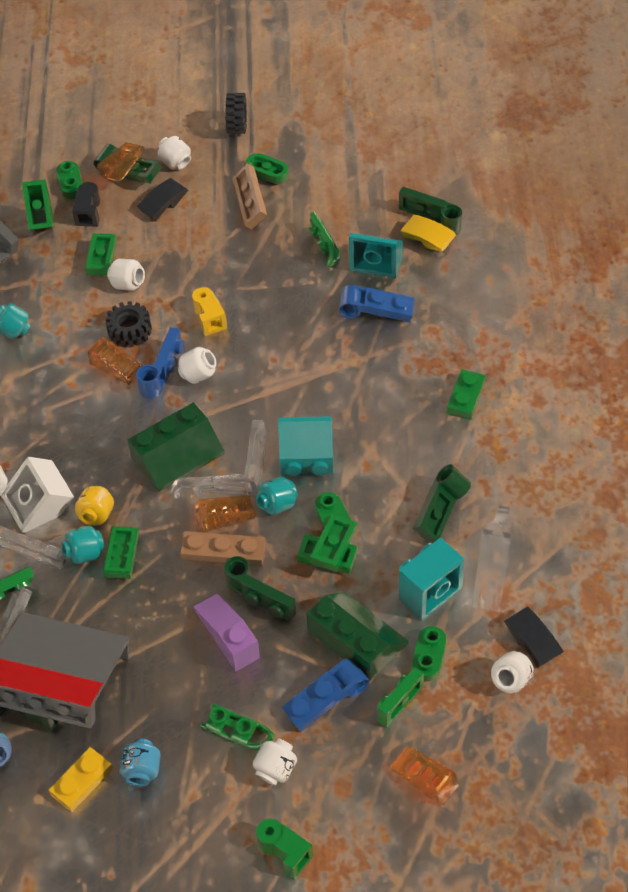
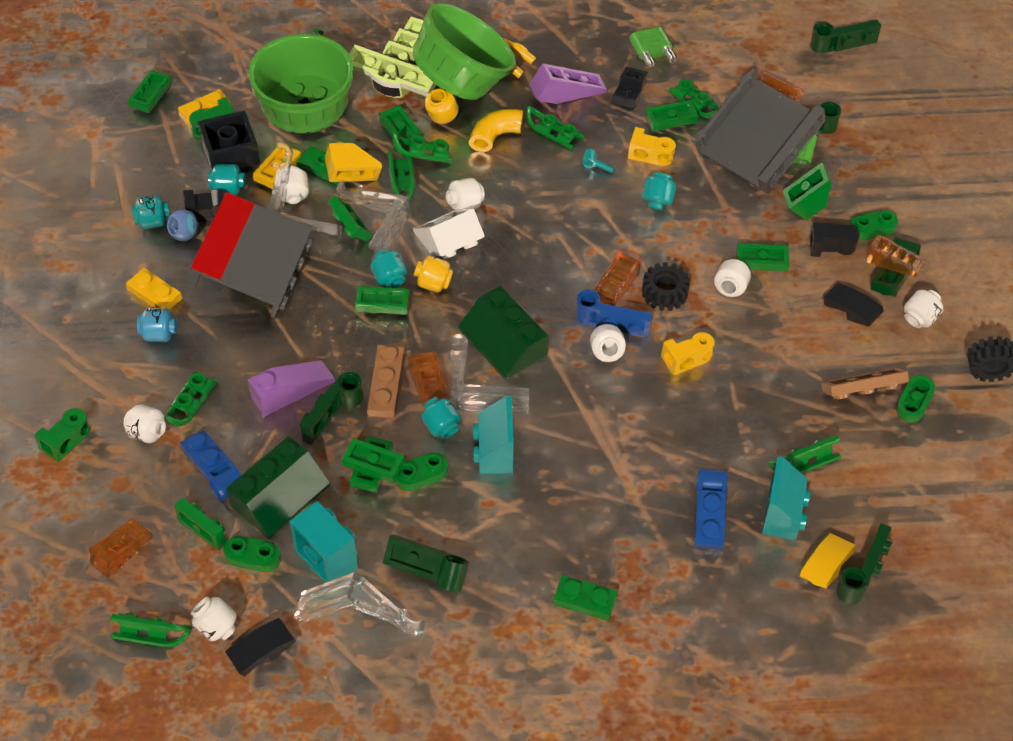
camera: 85 degrees right, 0 degrees up
(524, 732) = (156, 627): none -> green piece

